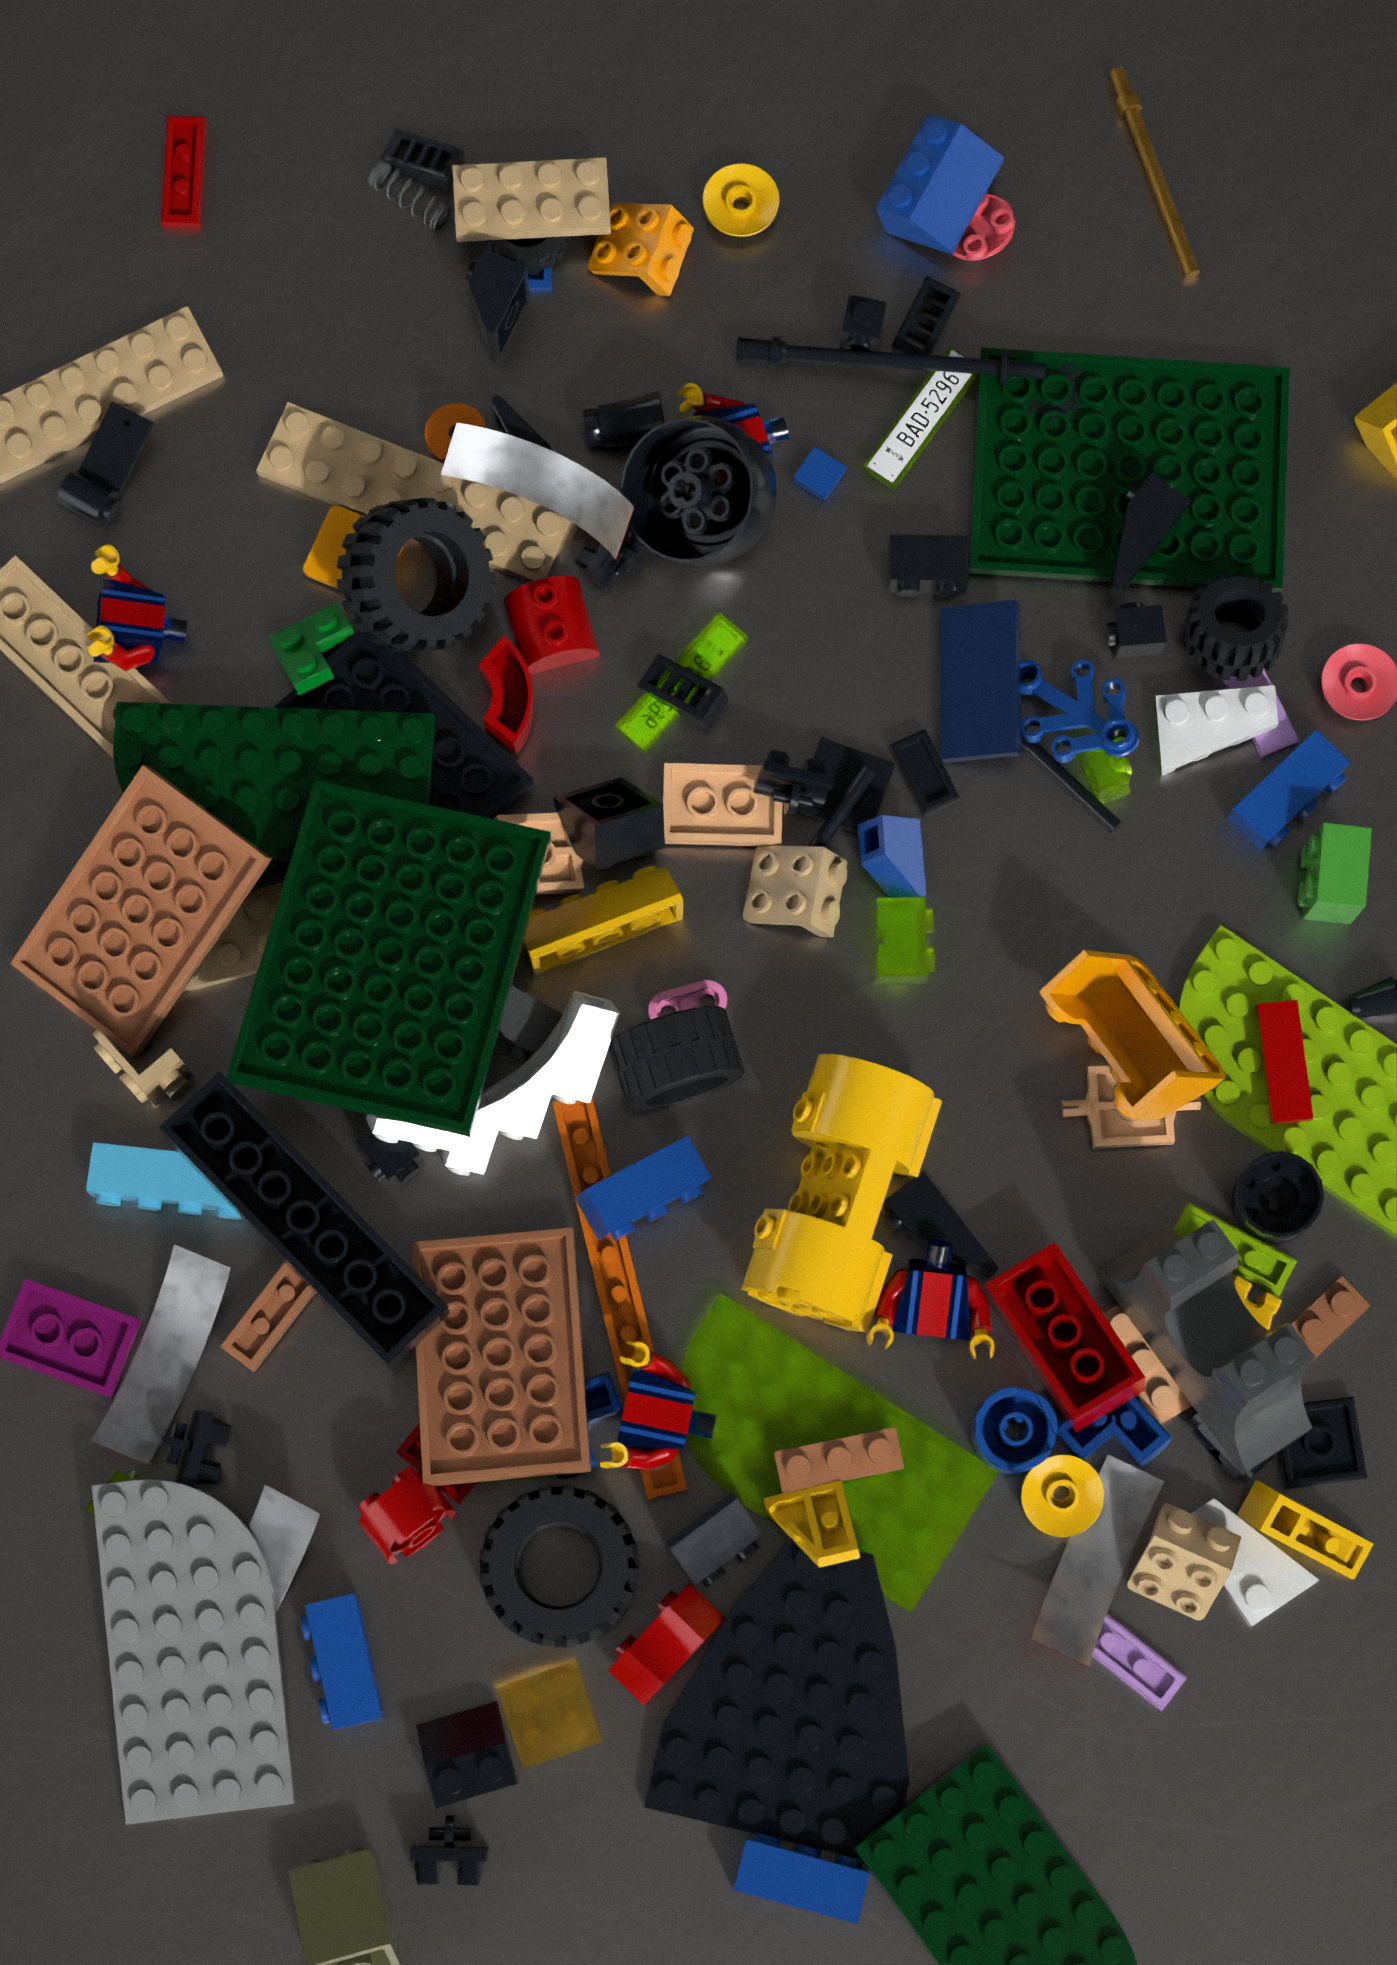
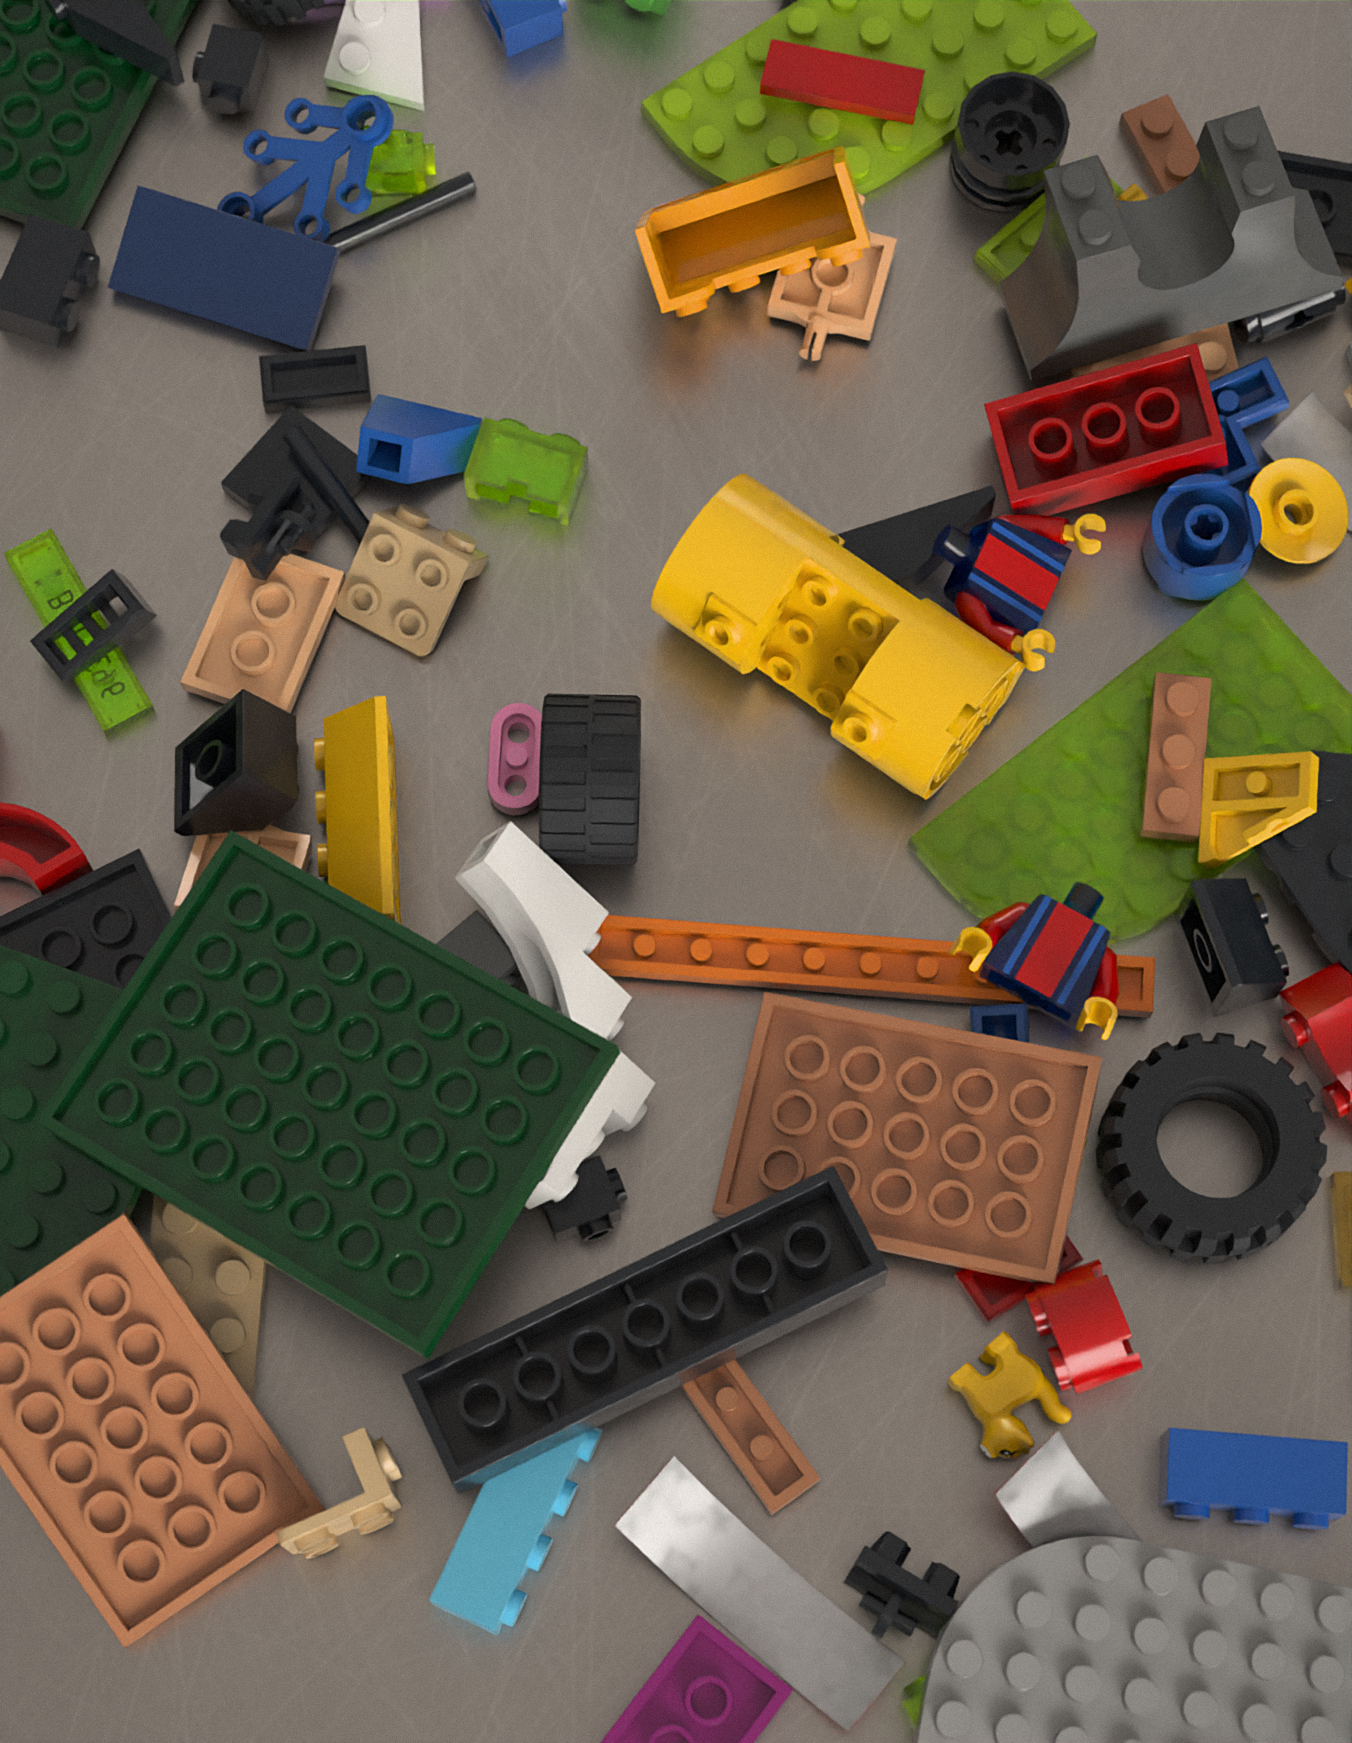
camera: 70 degrees left, 5 degrees down
(344, 1472) = (1007, 1388): none -> yellow animal
(644, 1189) = (746, 883): blue brick -> none

